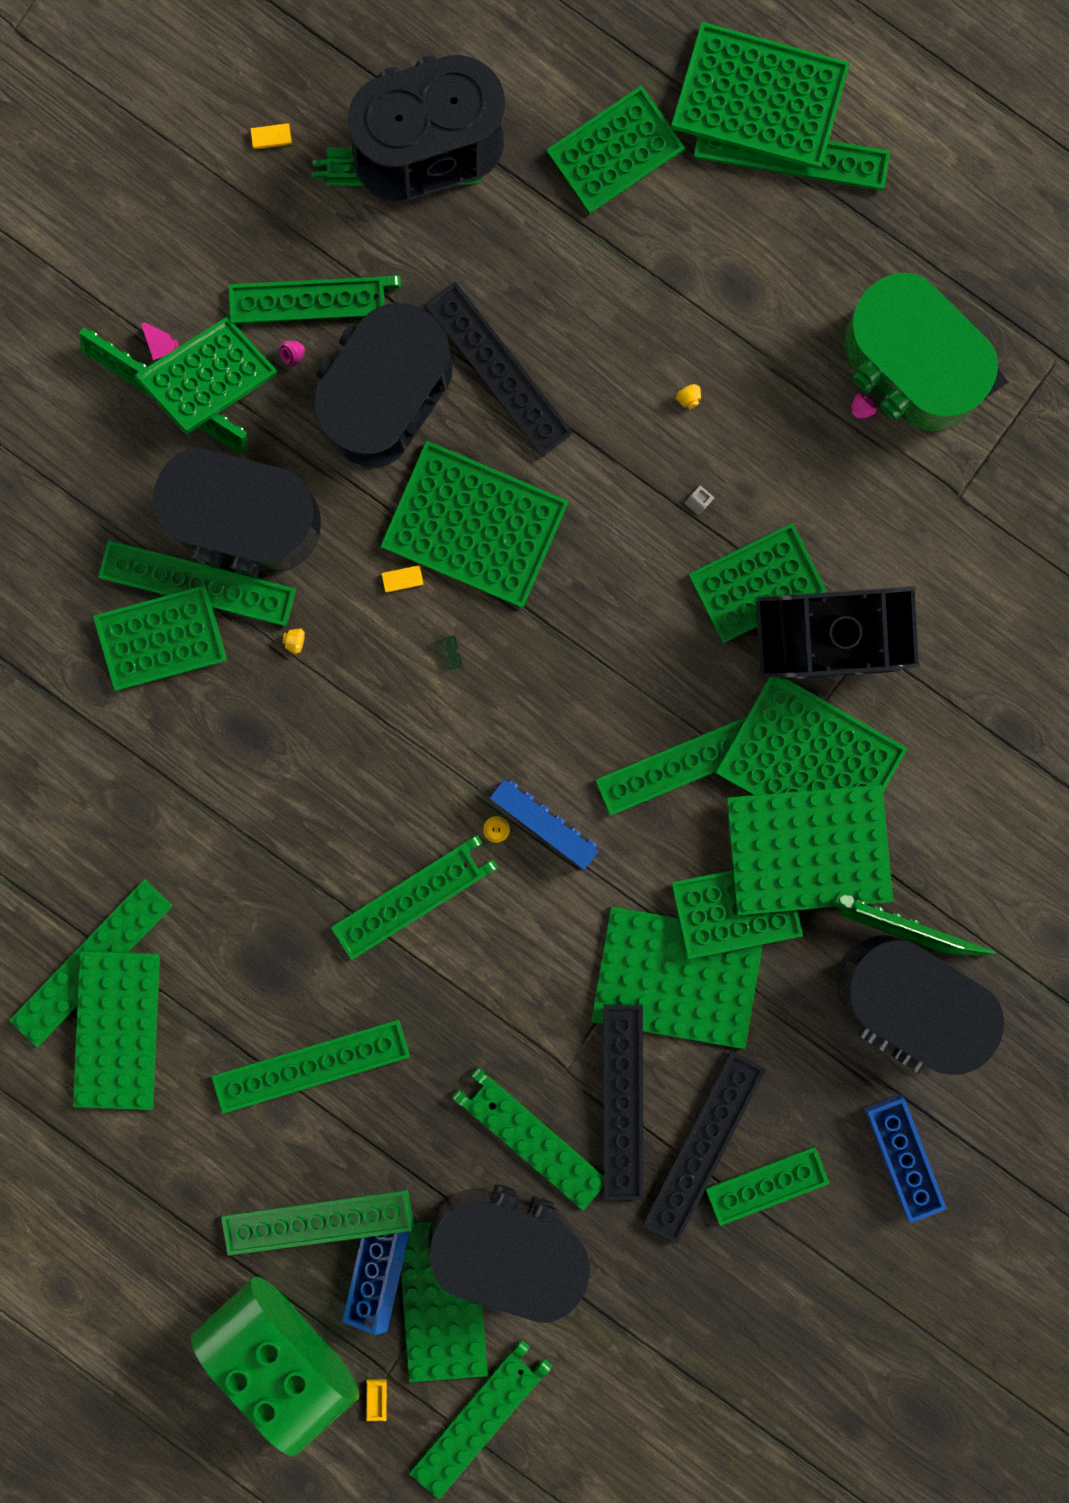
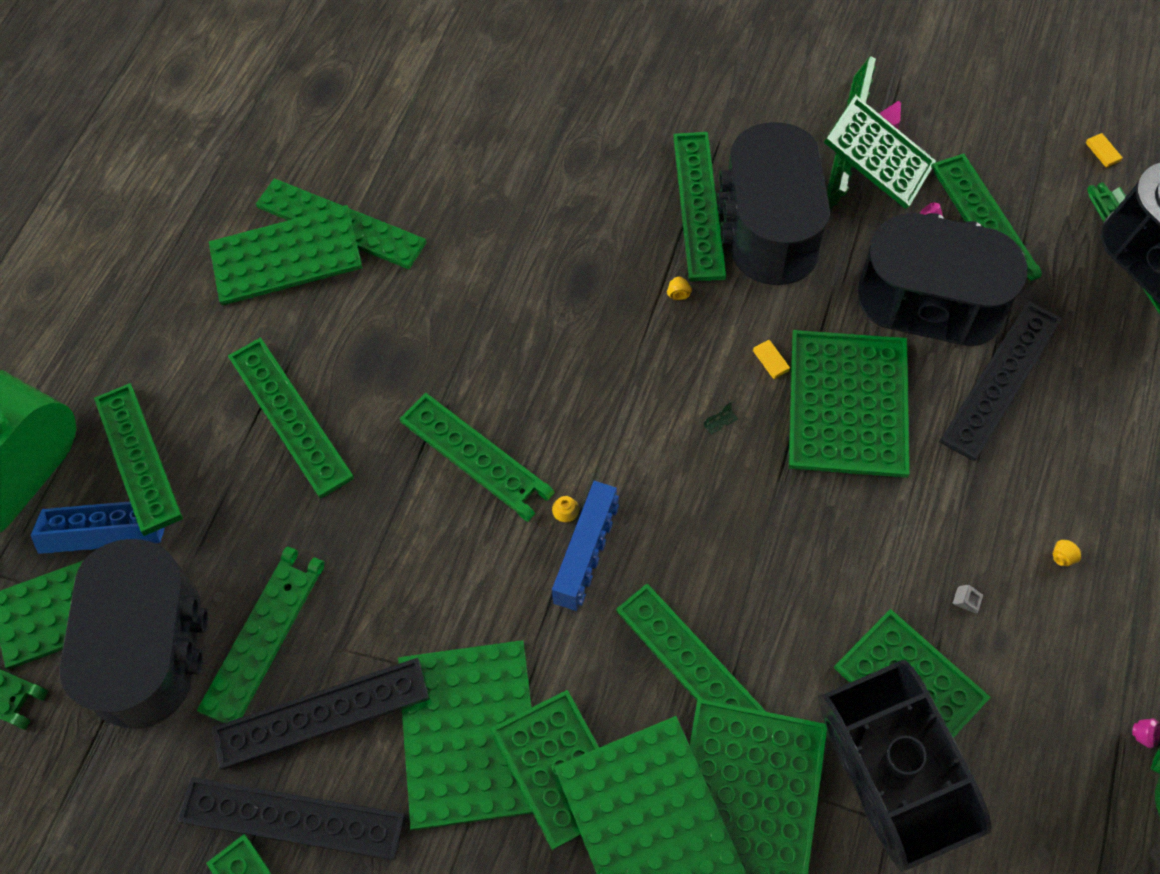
camera: 75 degrees right, 25 degrees down
(160, 638) = (640, 189): green plate -> none

